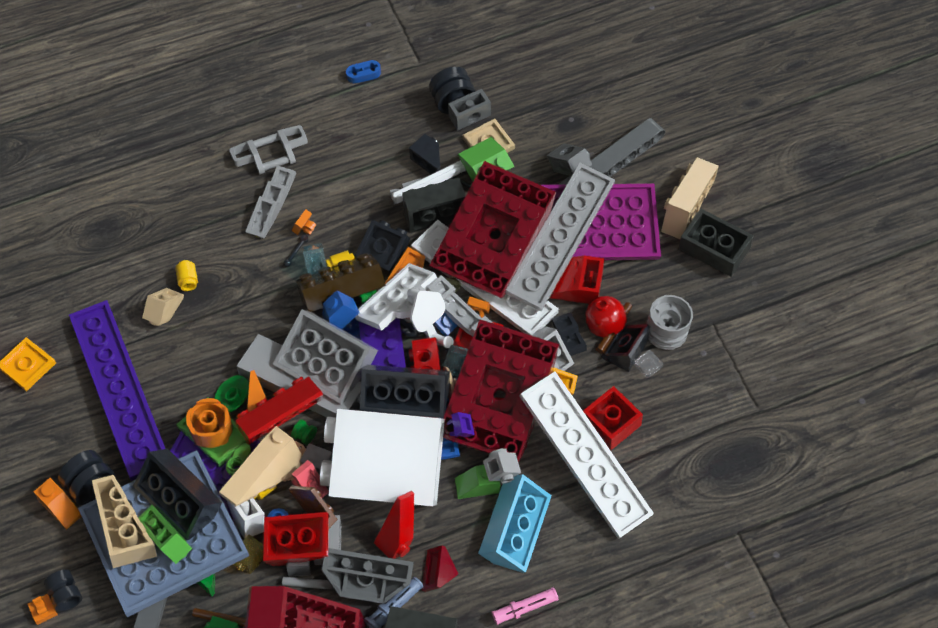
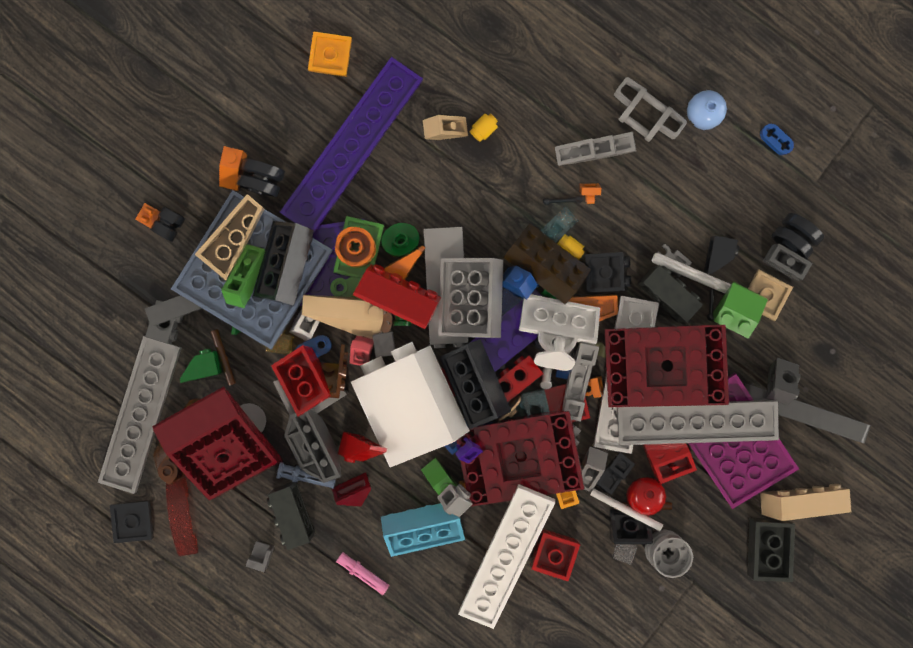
camera: 55 degrees right, 30 degrees up
(301, 106) = (706, 109): none -> light blue cylinder
(607, 338) = (626, 509): none -> white bar

